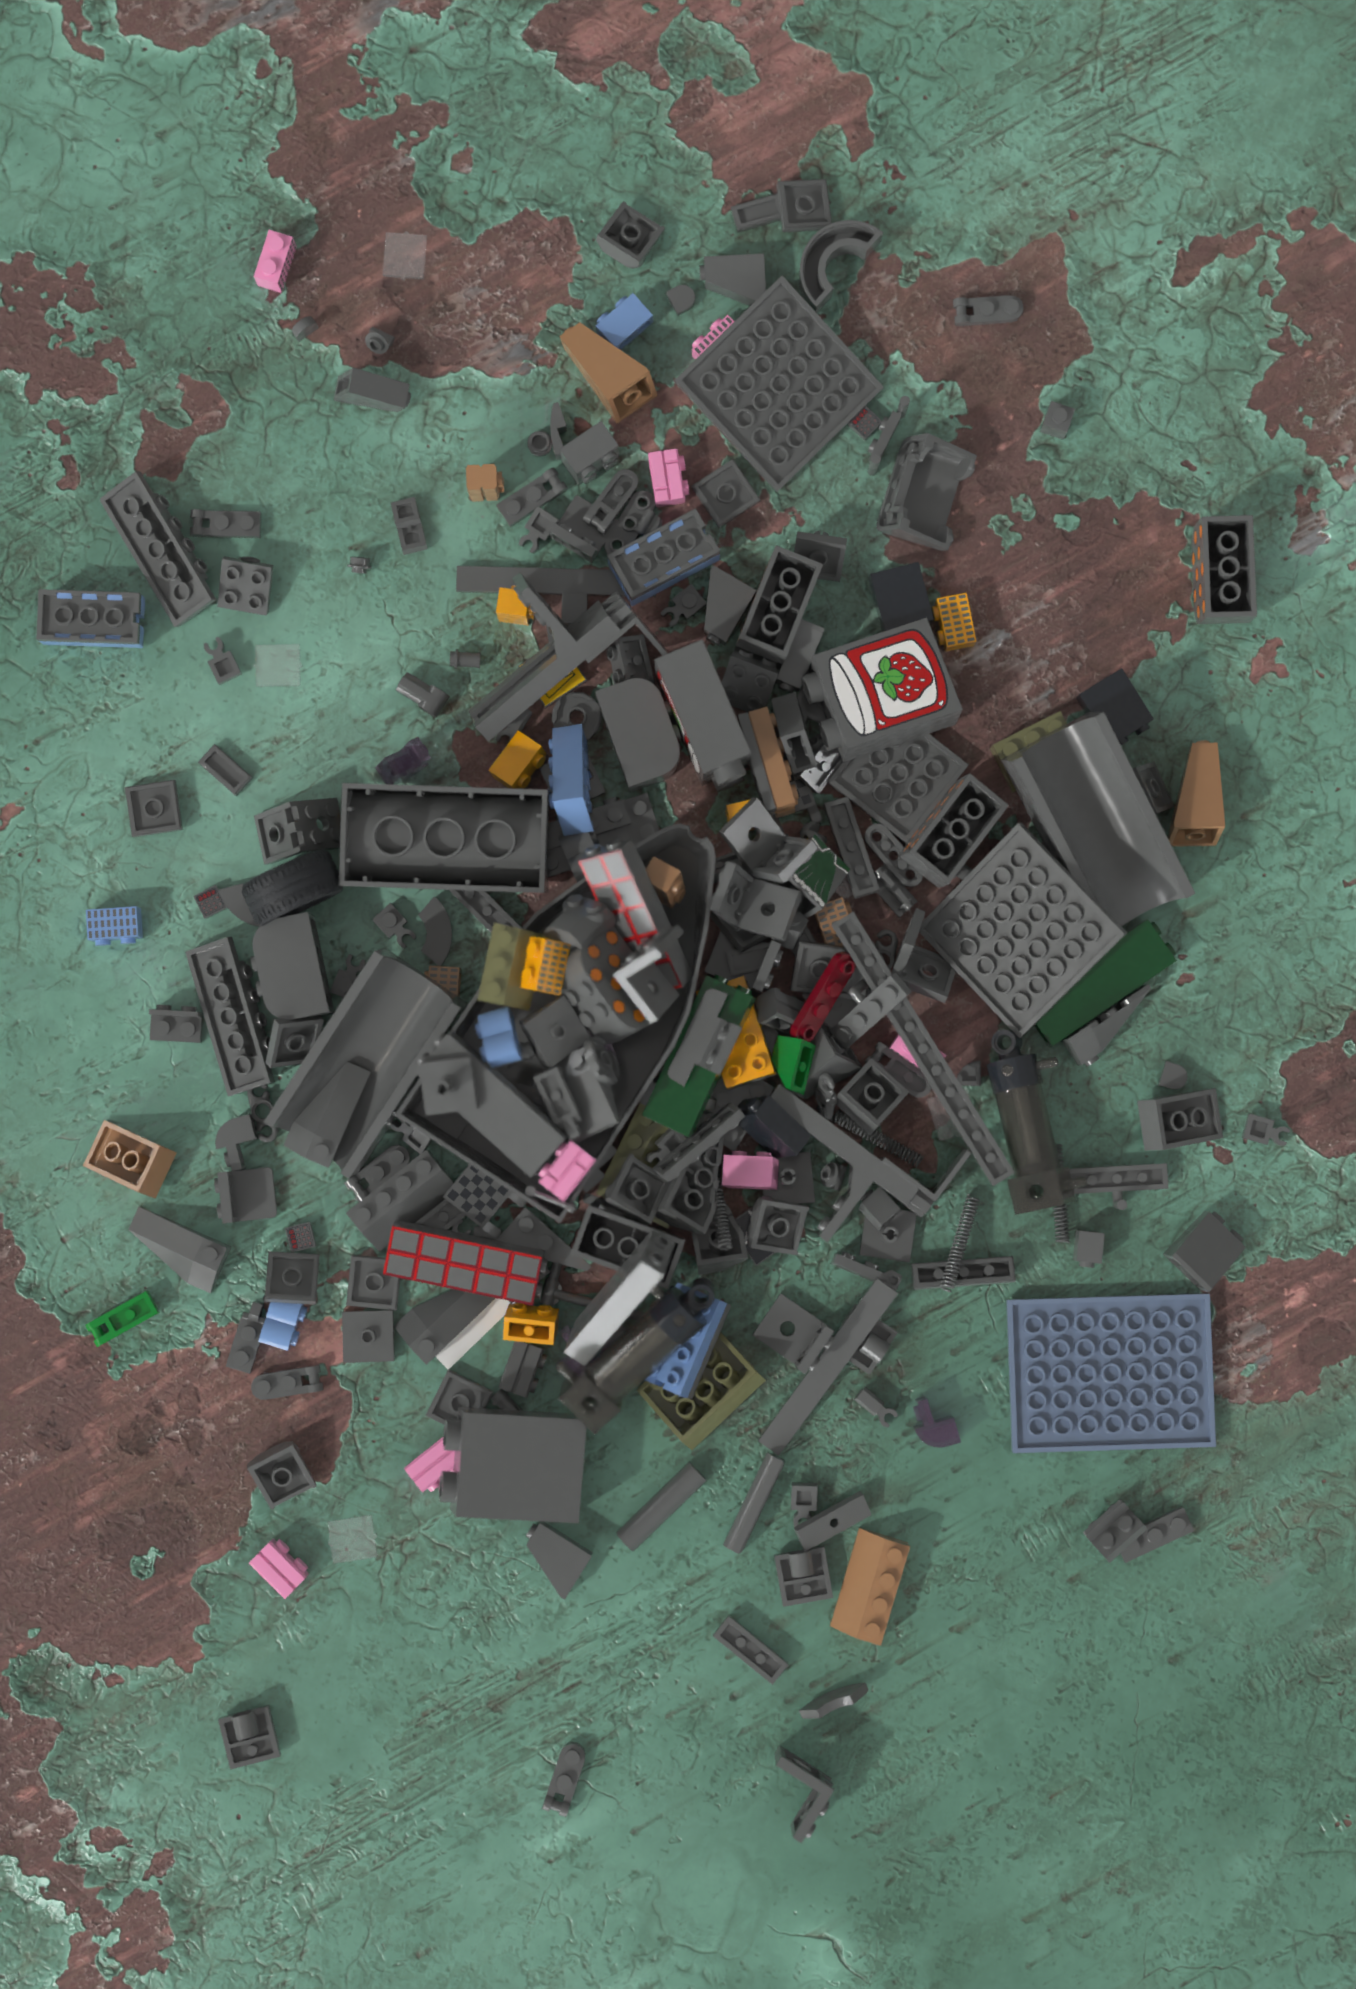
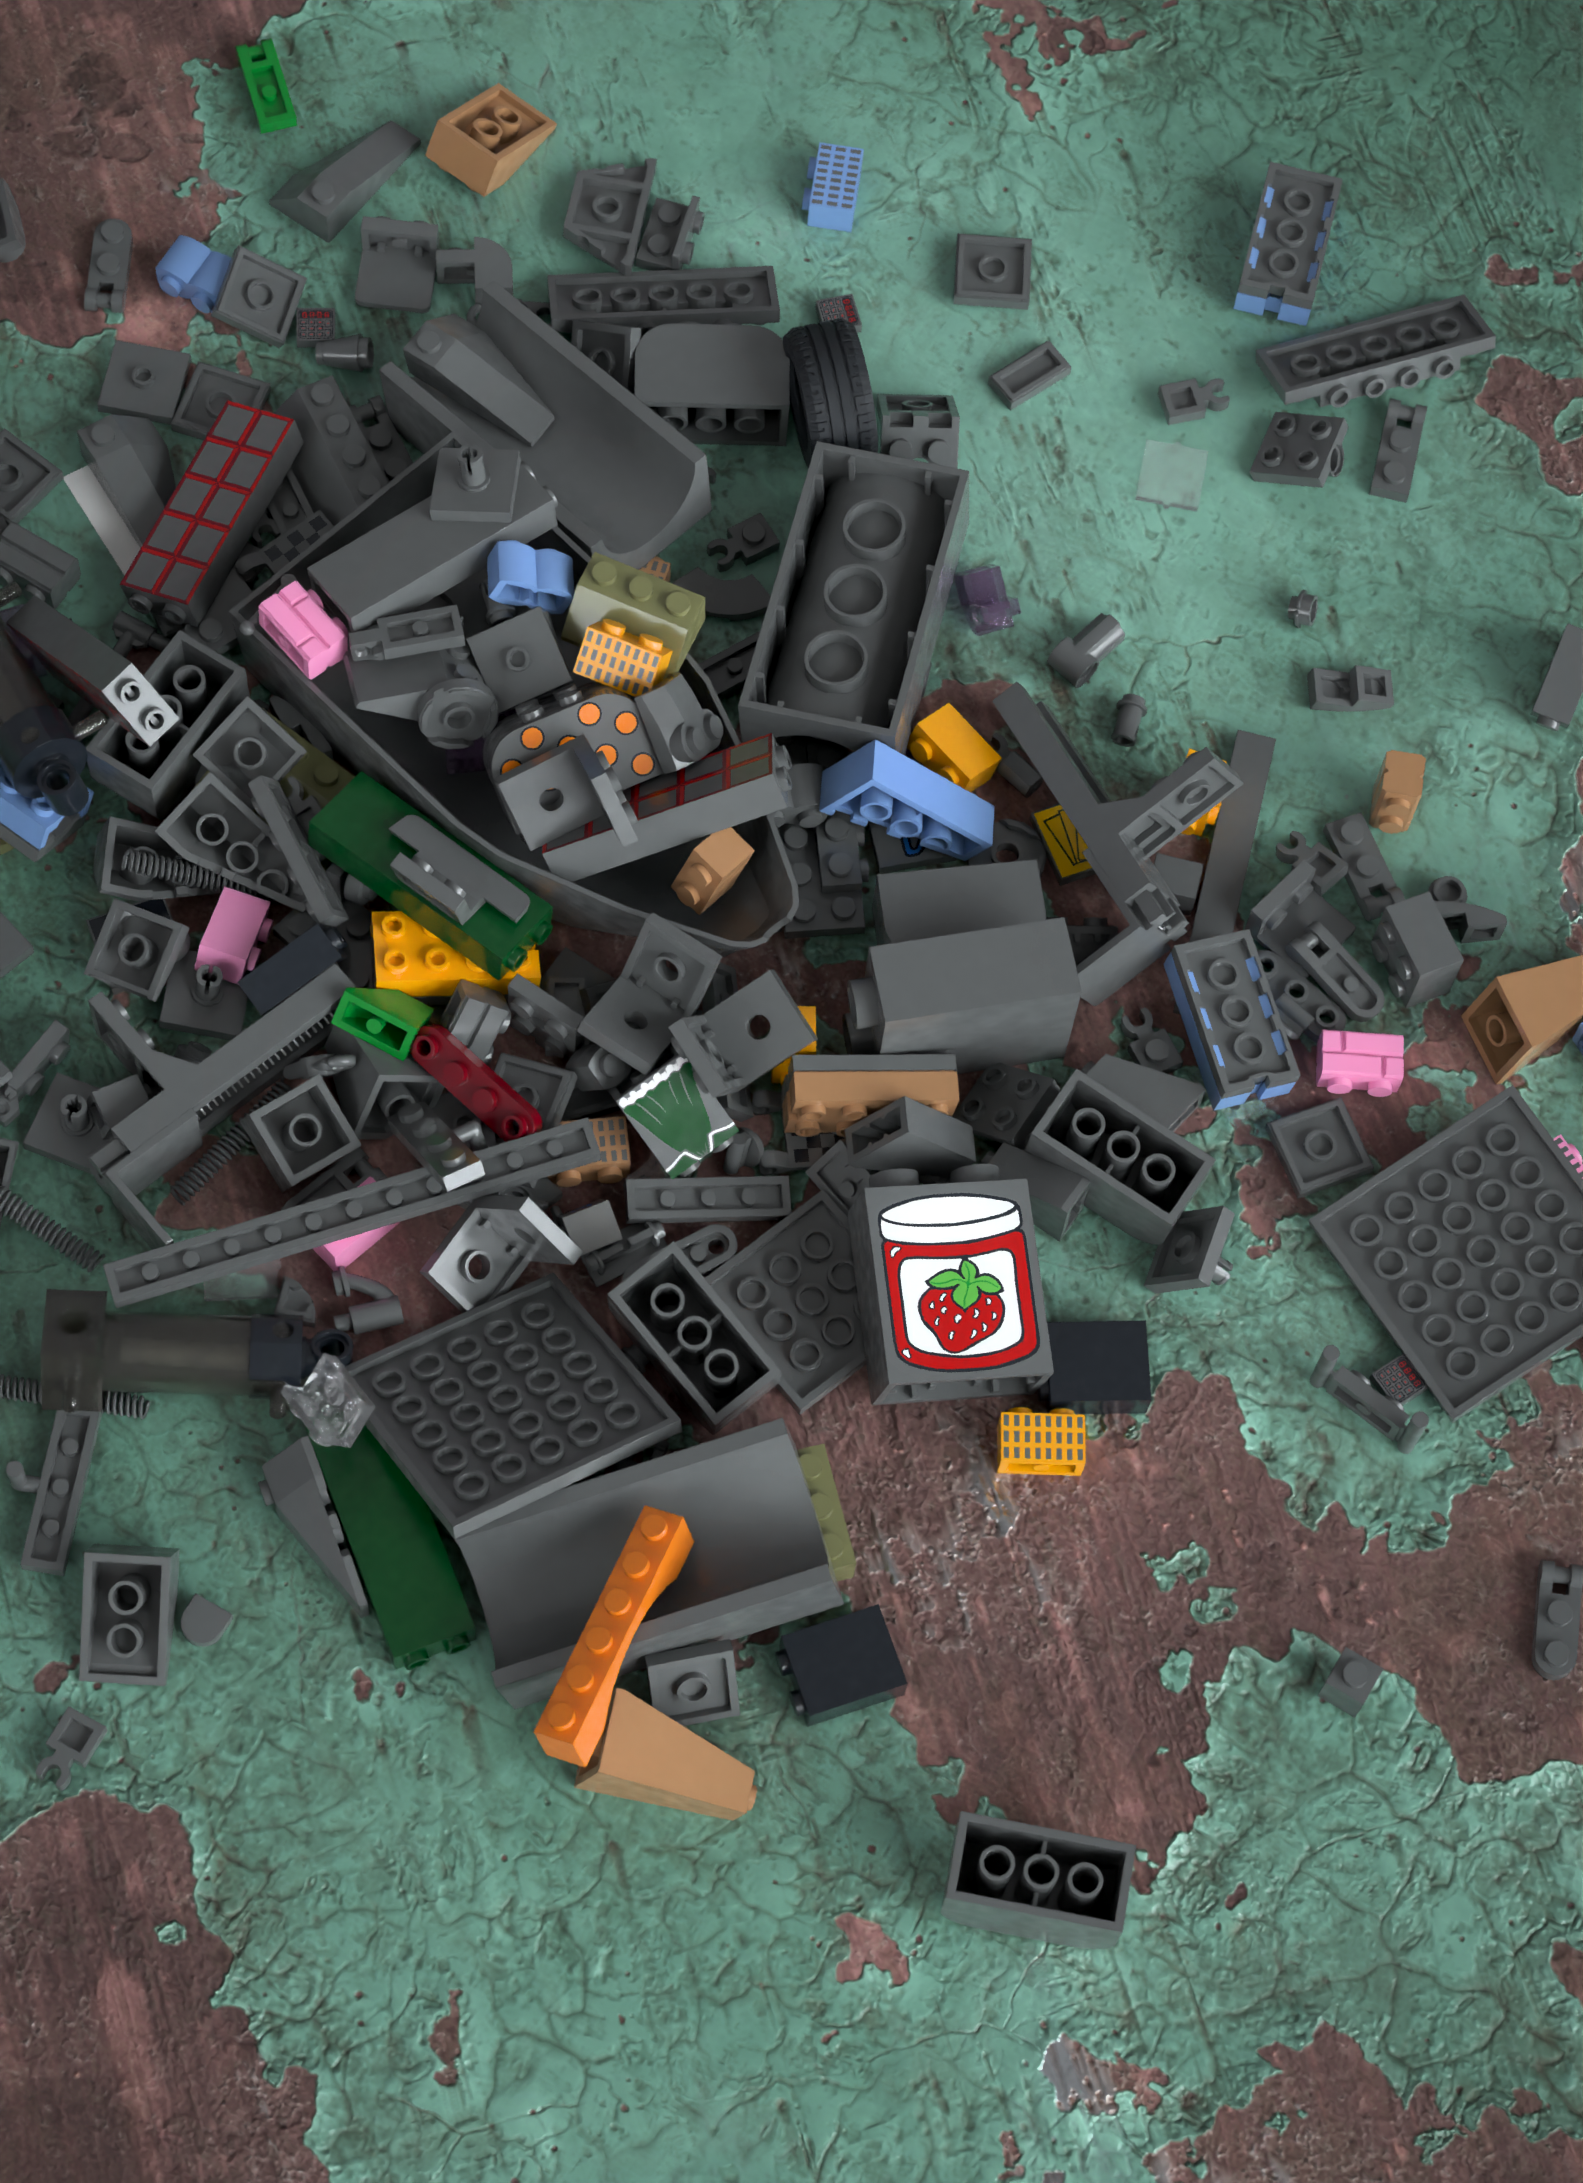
camera: 100 degrees right, 20 degrees down
(169, 1067) = (609, 212): none -> dark grey wing
(246, 1339) = (168, 220): dark grey hinge -> none
(317, 1211) = (346, 353): none -> dark grey cone
(531, 1323) = (92, 585): light orange brick -> none
(891, 912) = (590, 1225): none -> dark grey brick
(924, 490) = (1263, 1444): dark grey windscreen -> none
(968, 1029) = (367, 1316): none -> dark grey plant
(1046, 1031) = (330, 1404): none -> clear bracket
(1181, 838) = (584, 1690): none -> orange arch

